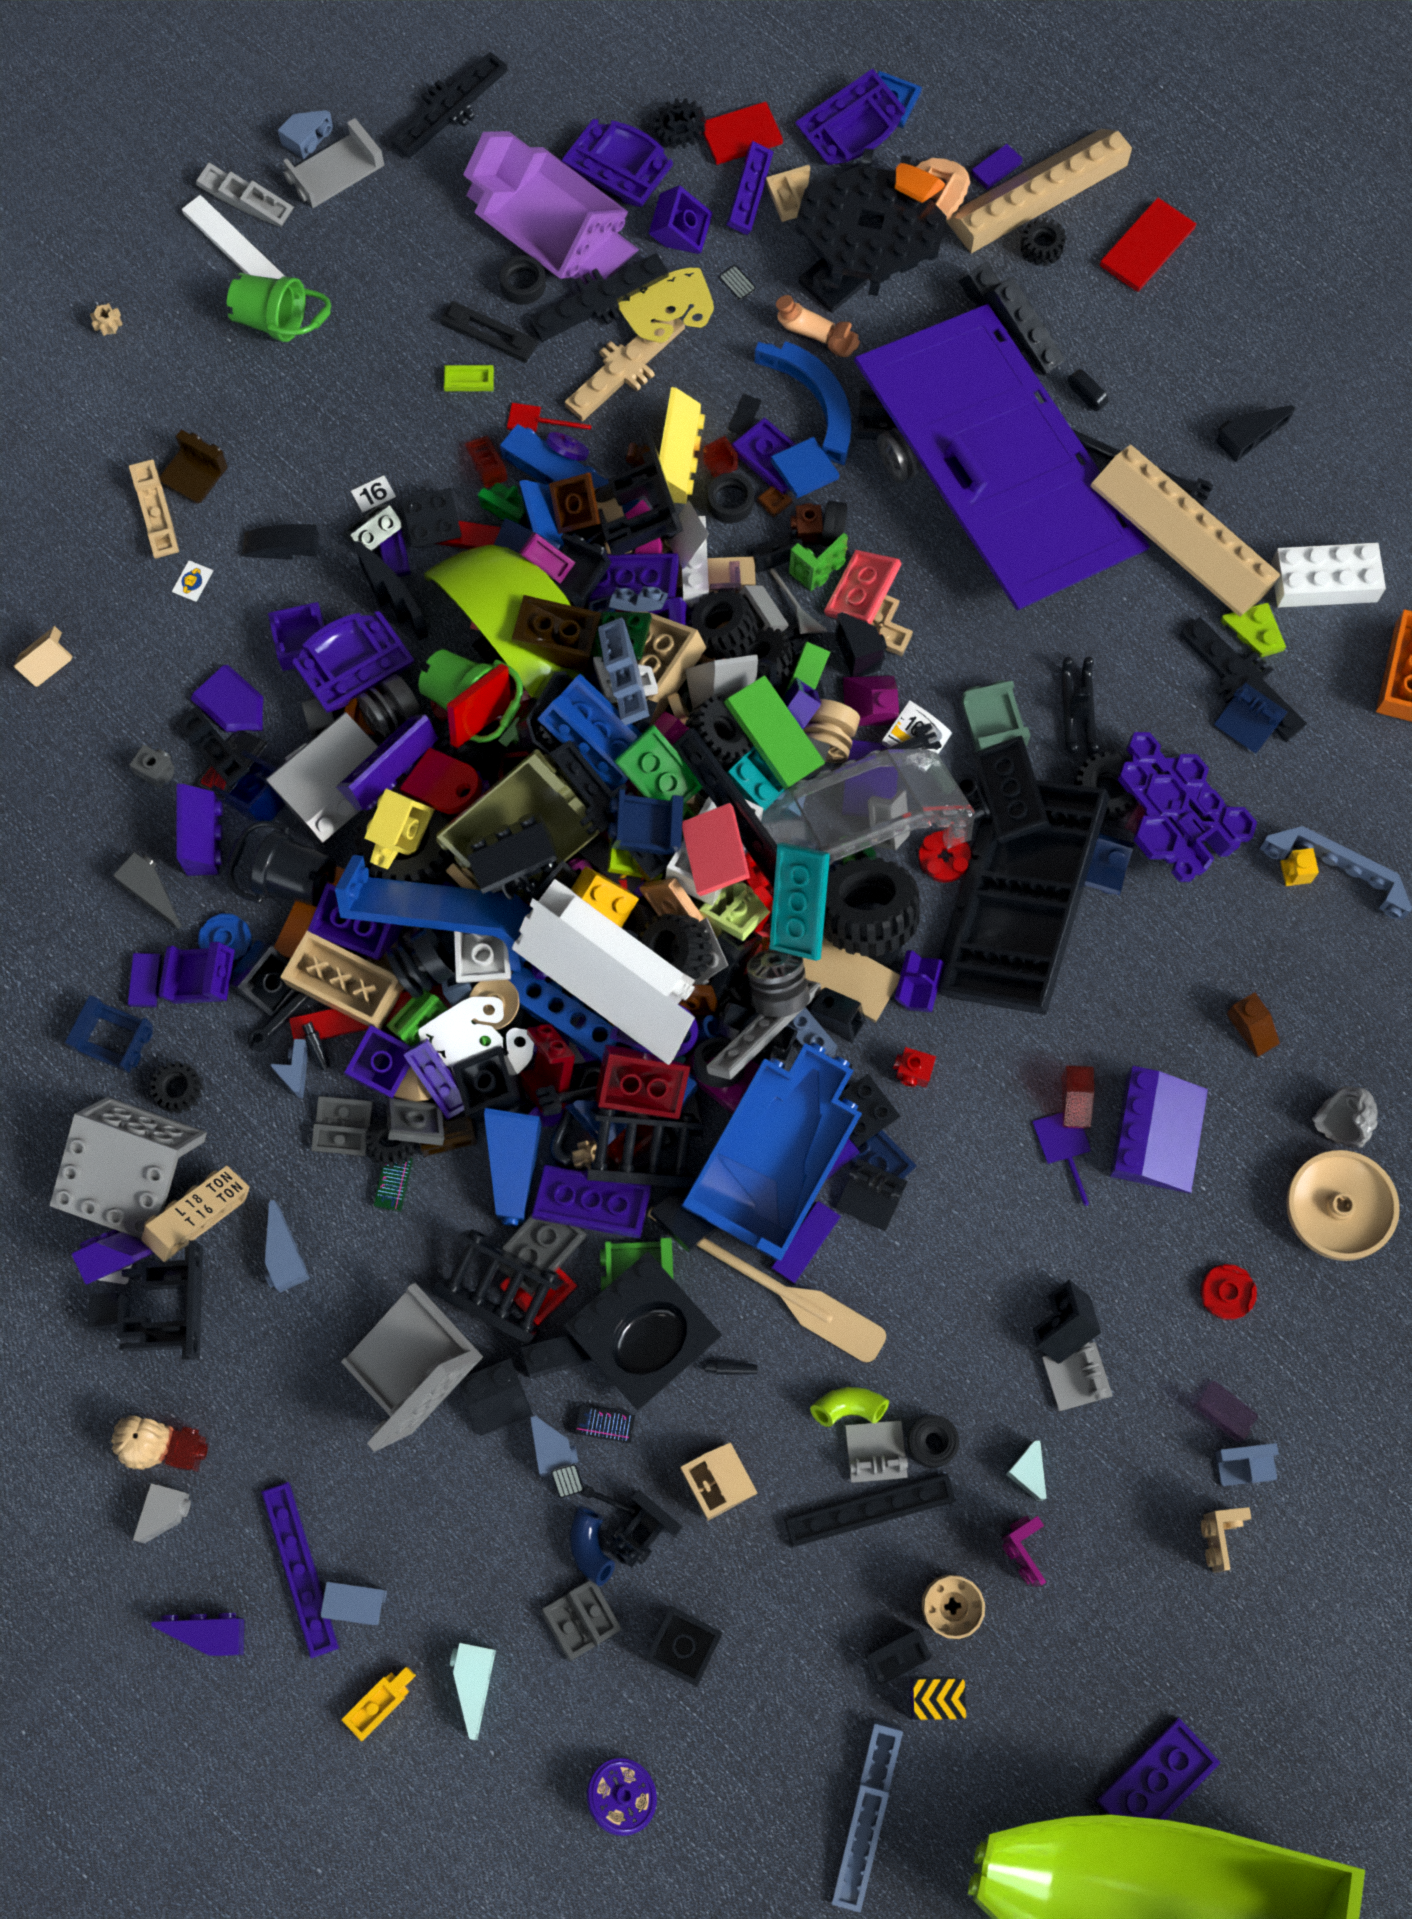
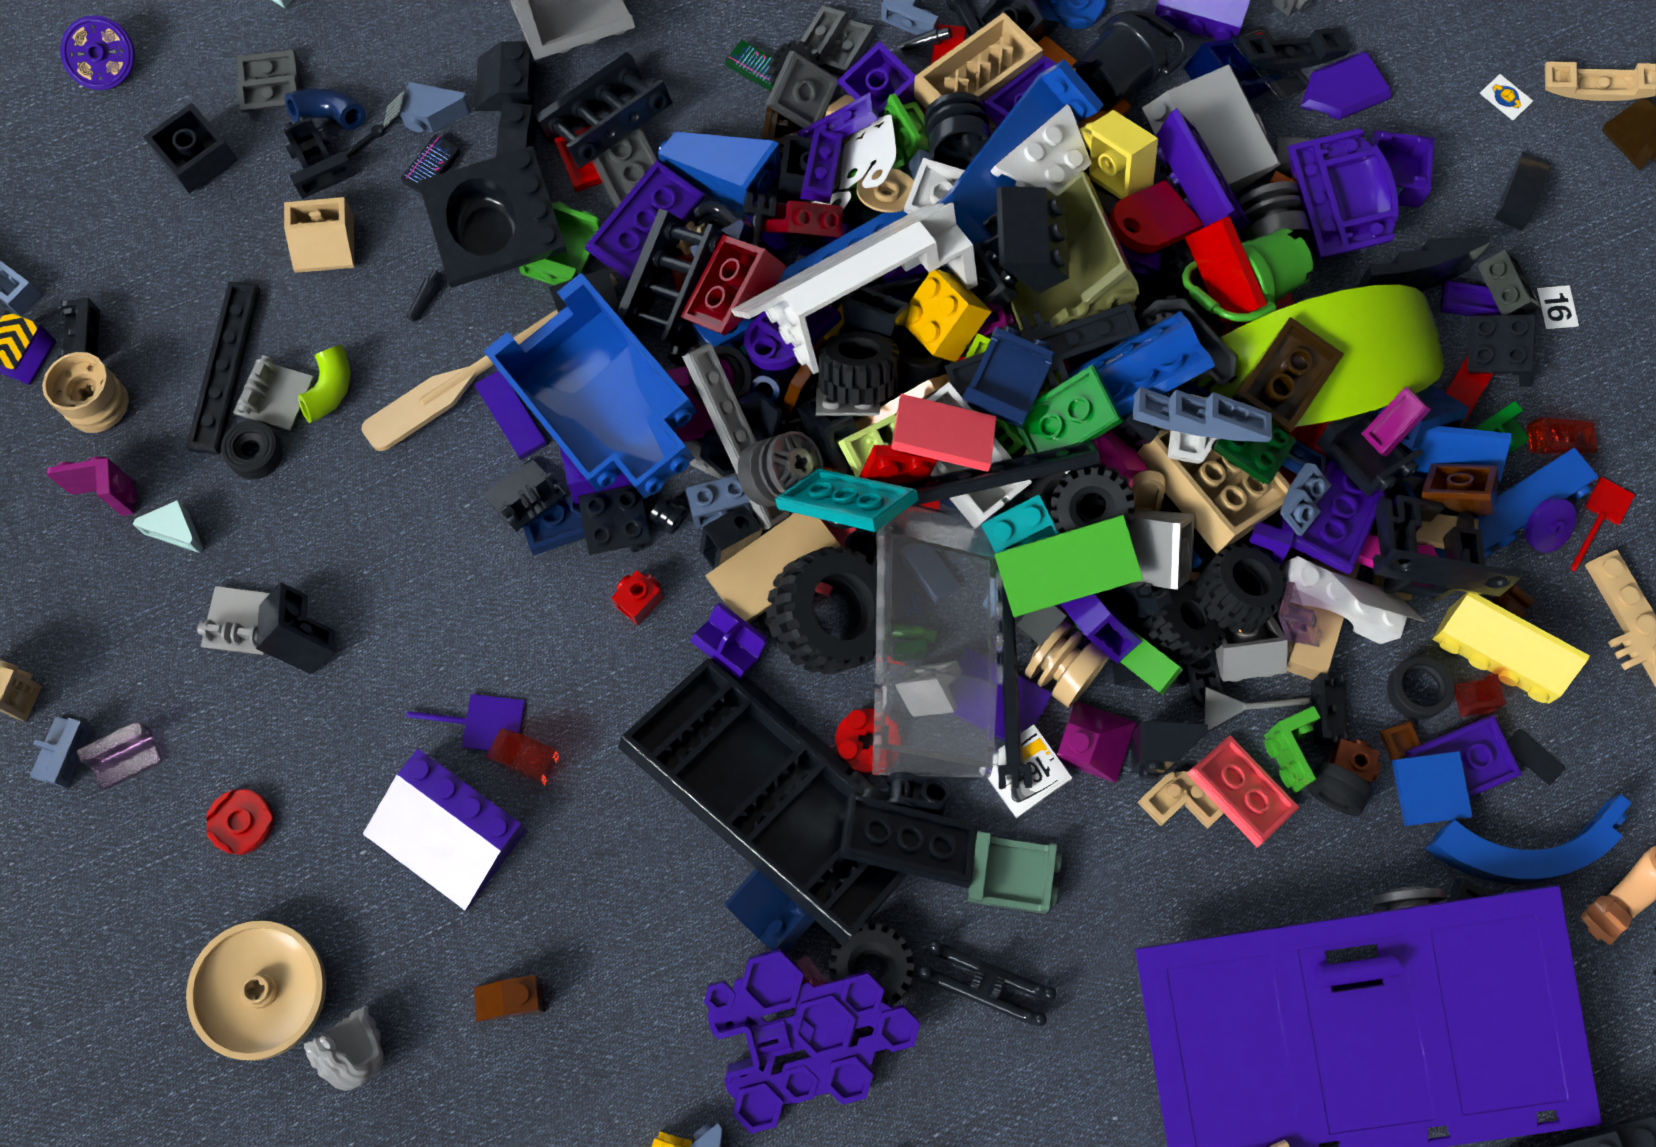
camera: 115 degrees right, 0 degrees up
(421, 878) = (1047, 156): none -> white wing
(489, 1066) = (822, 166): none -> dark purple tile

